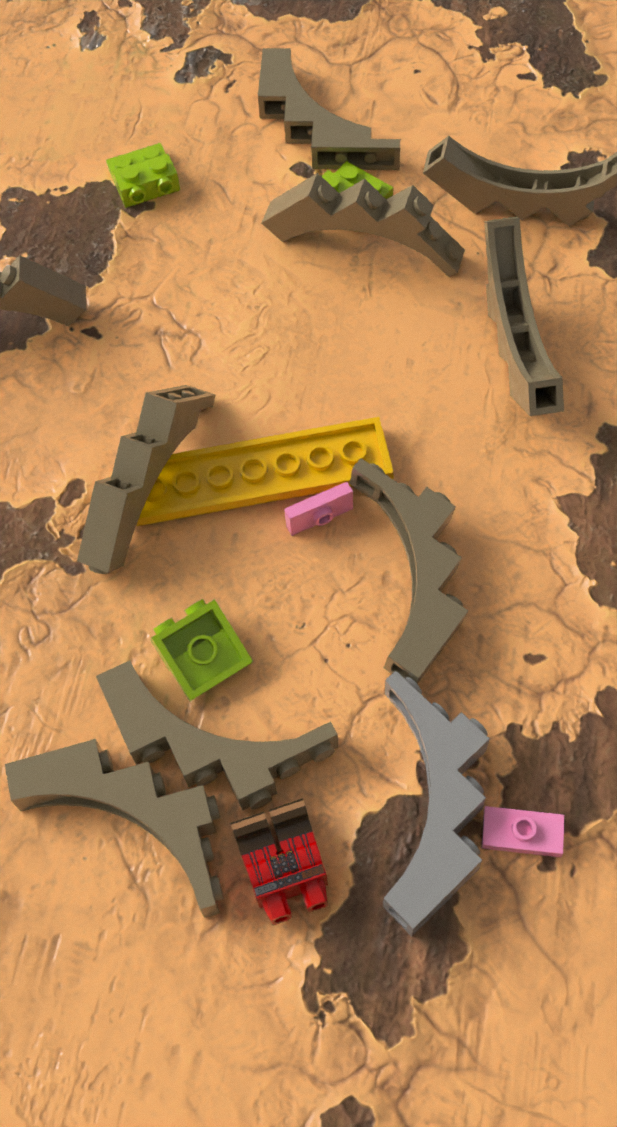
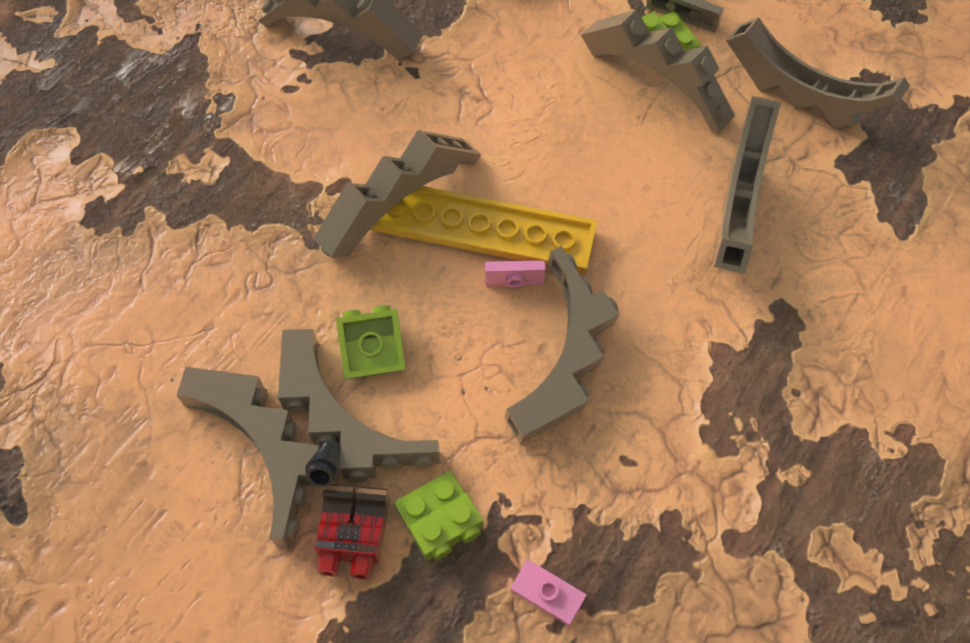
camera: 20 degrees right, 0 degrees up
(222, 803) = (324, 464): none -> black cone
(369, 803) = (439, 516): none -> lime plate
(443, 858) = (470, 585): light grey arch -> none

